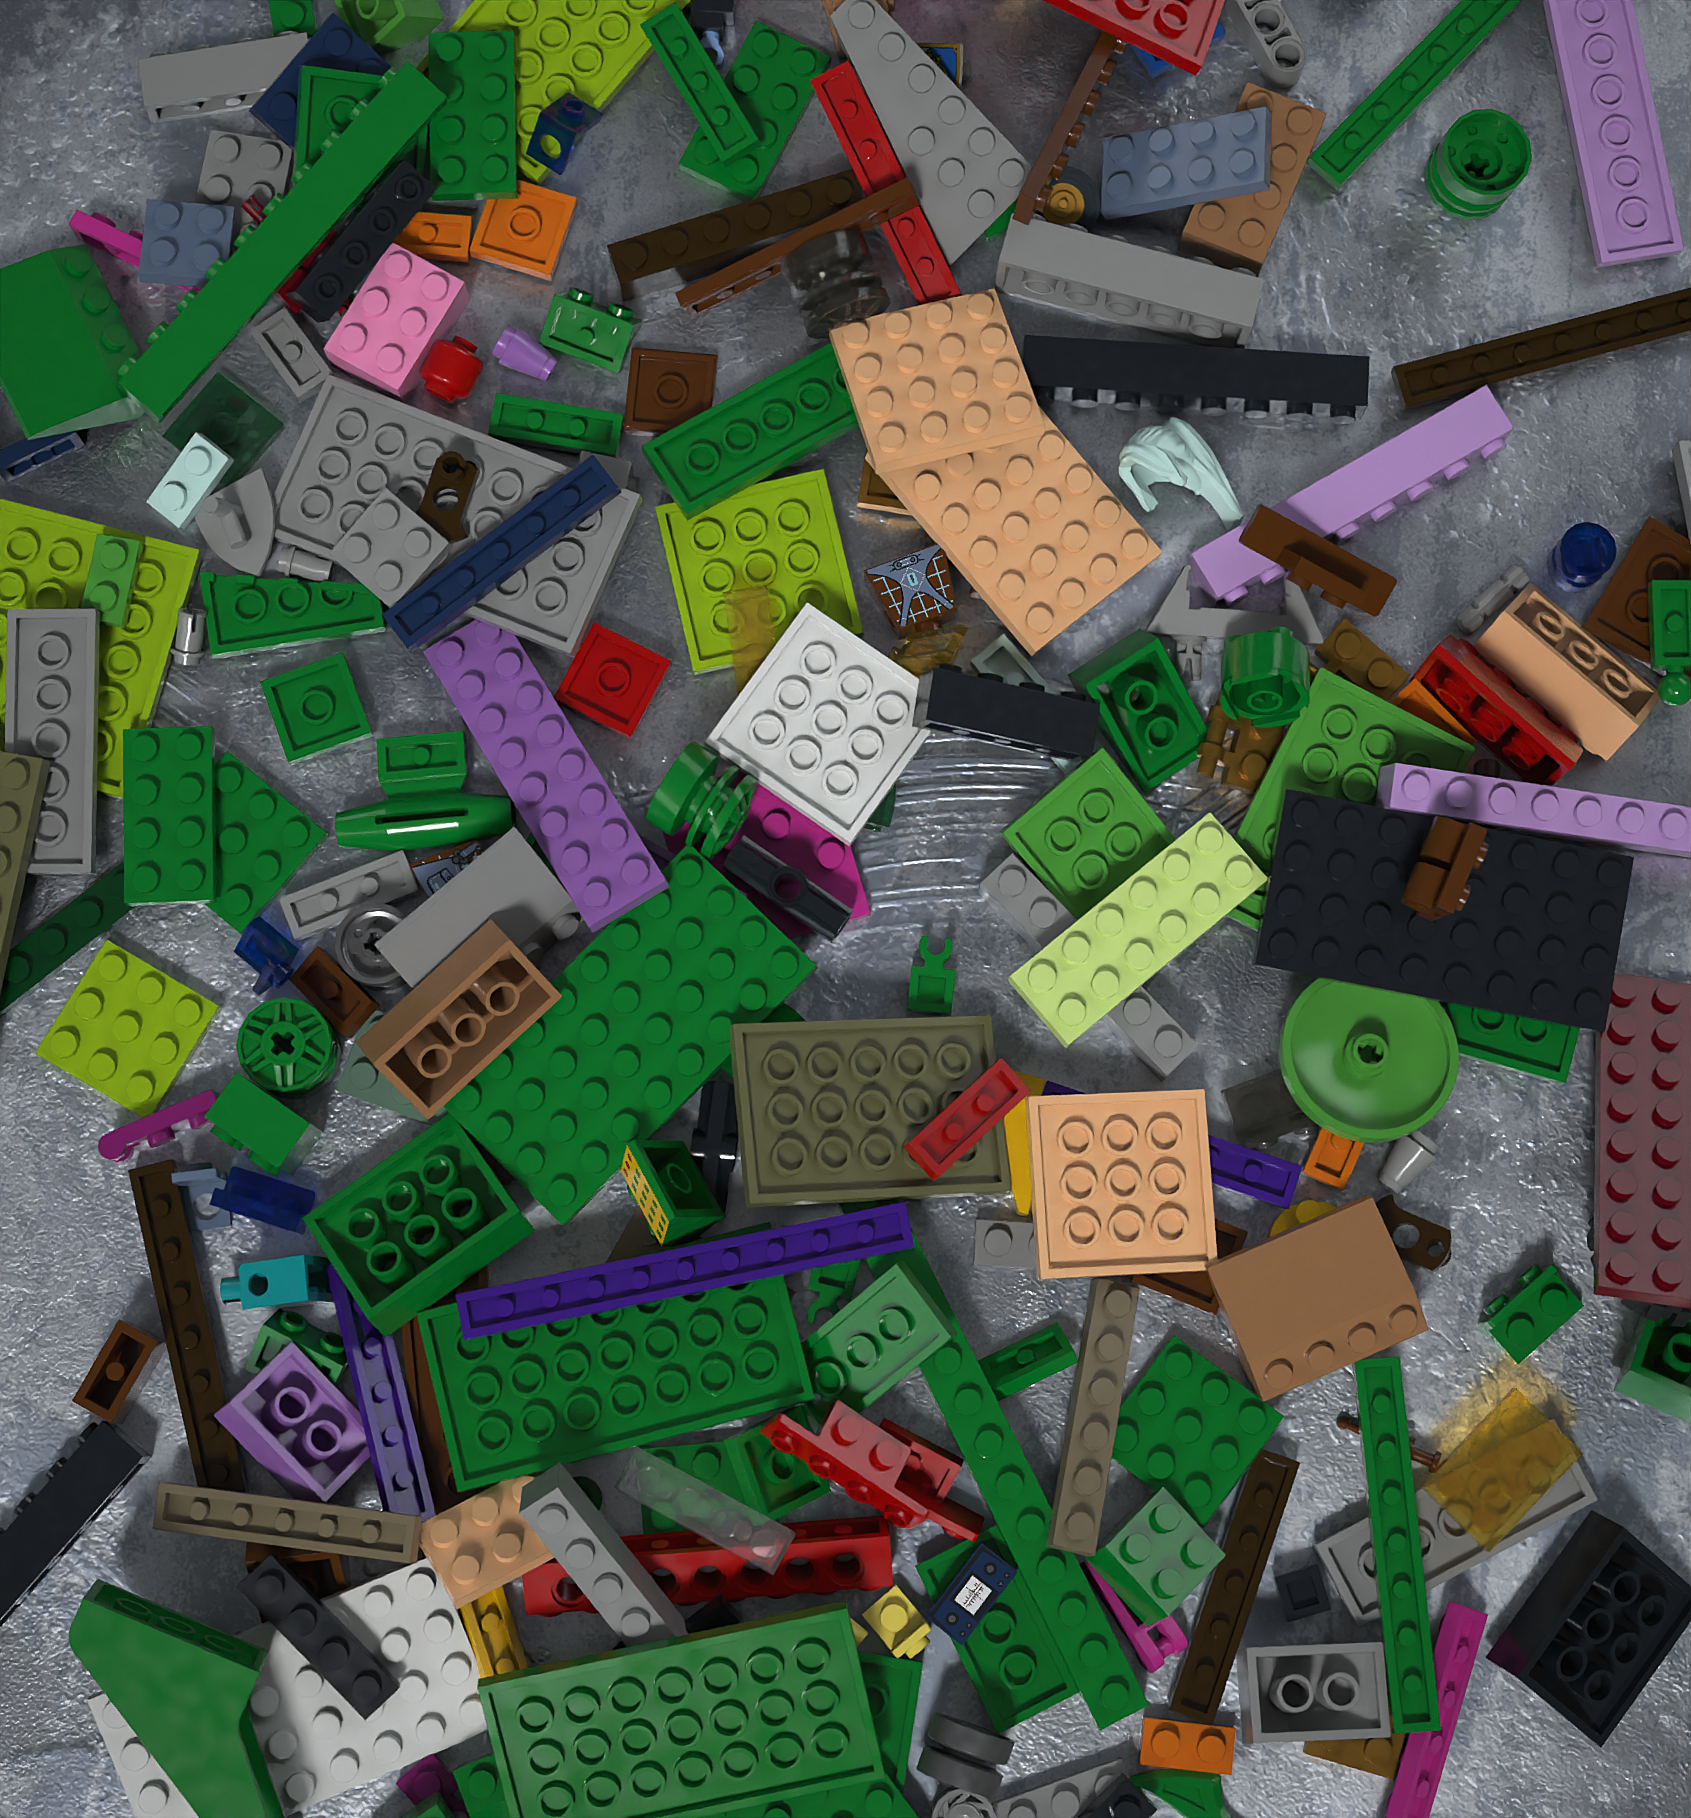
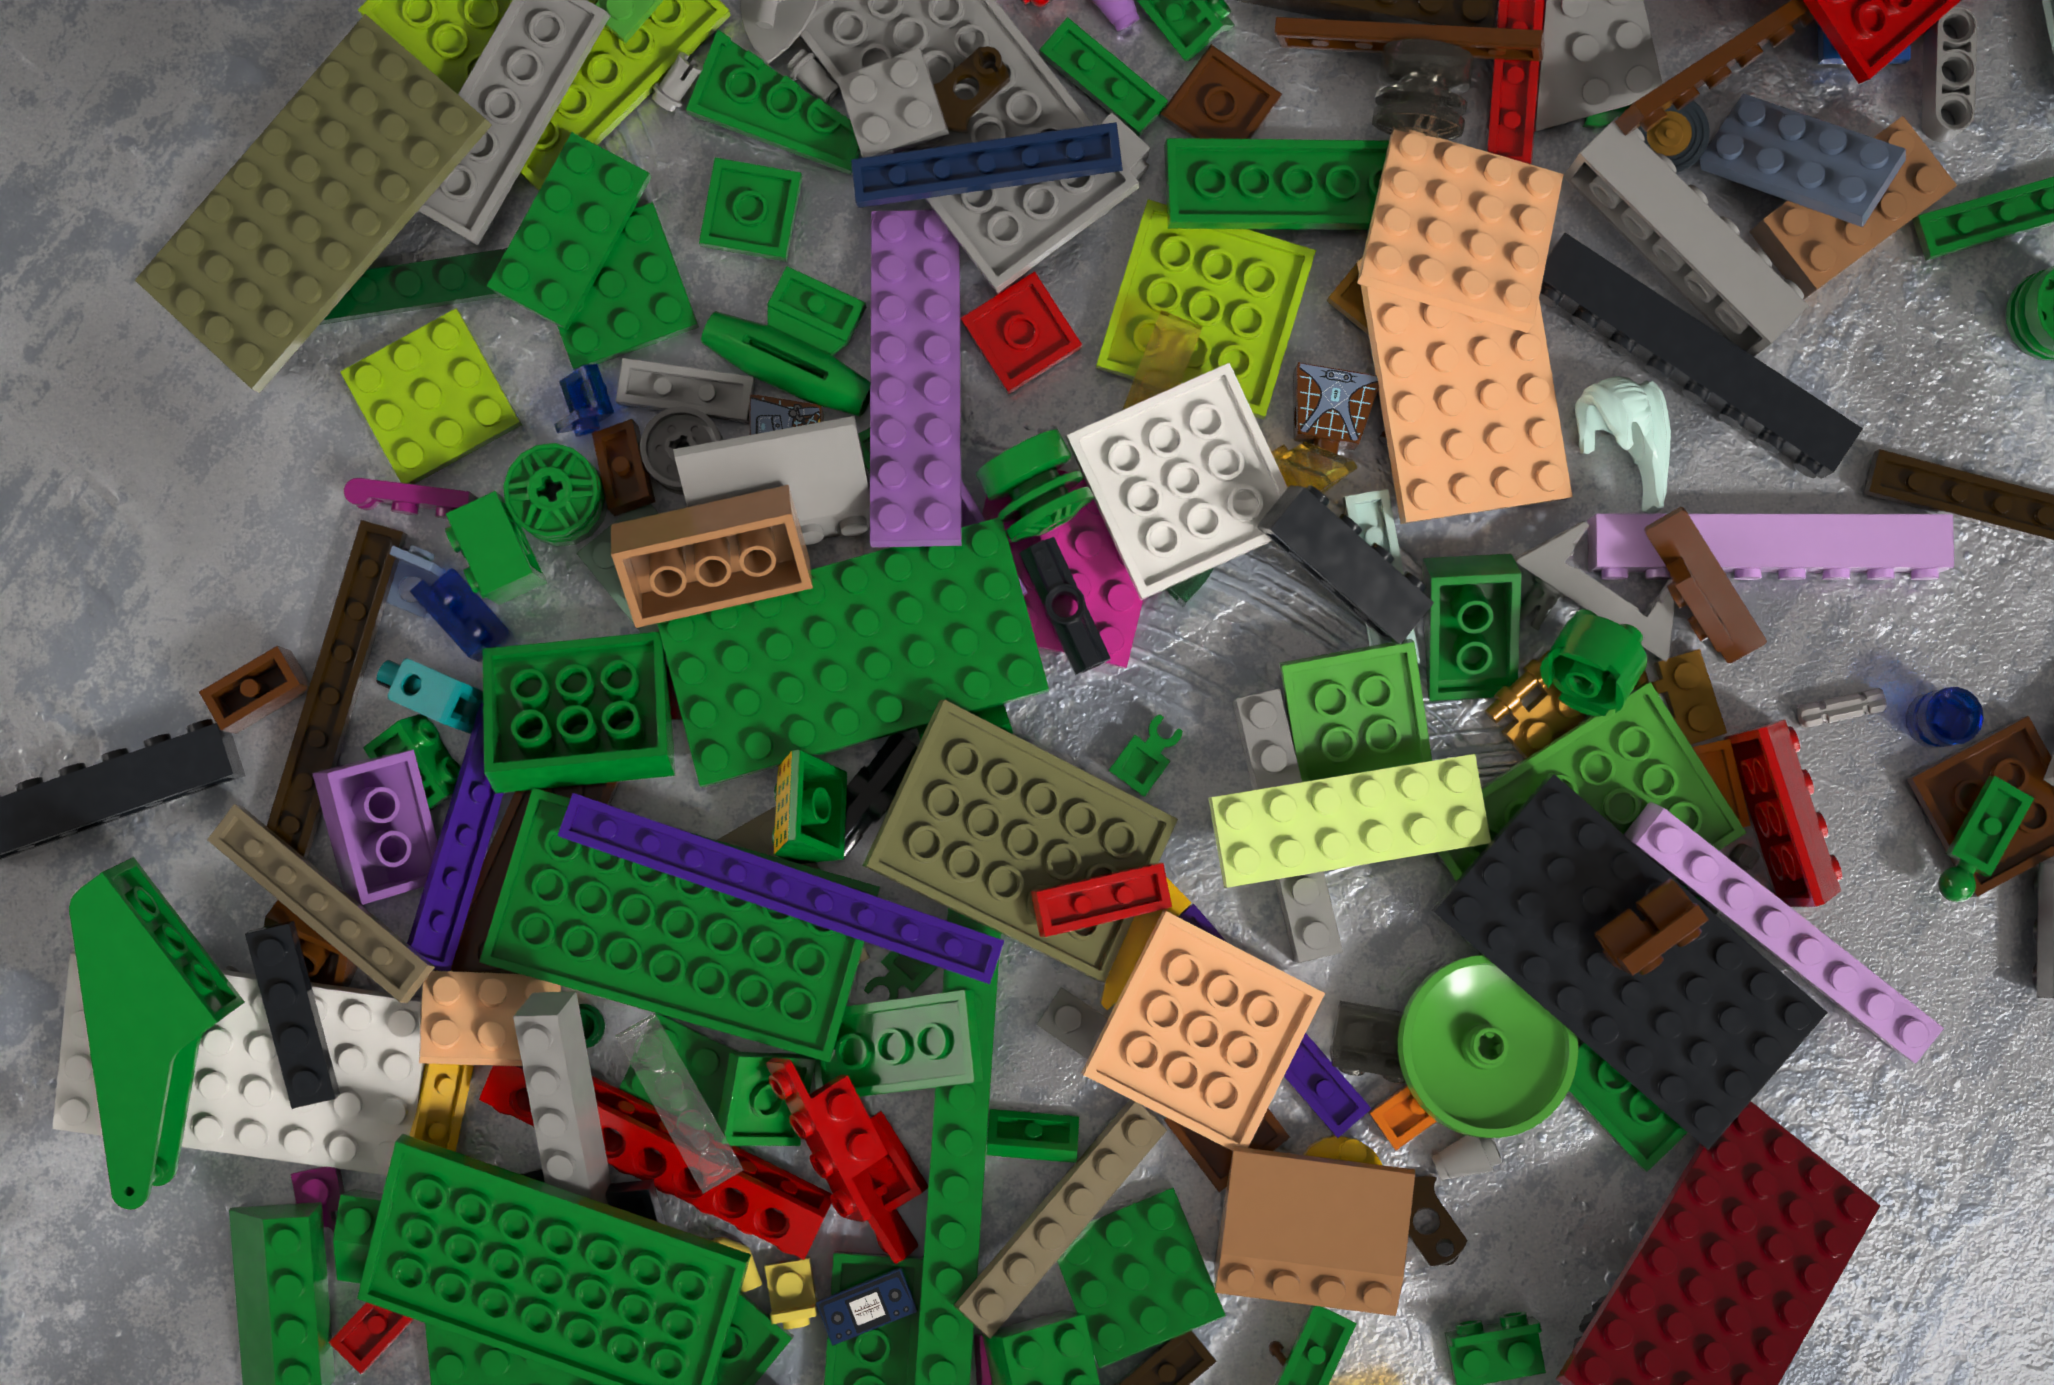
camera: 30 degrees right, 5 degrees up
(1567, 672) = (1870, 812): light nougat slope -> none

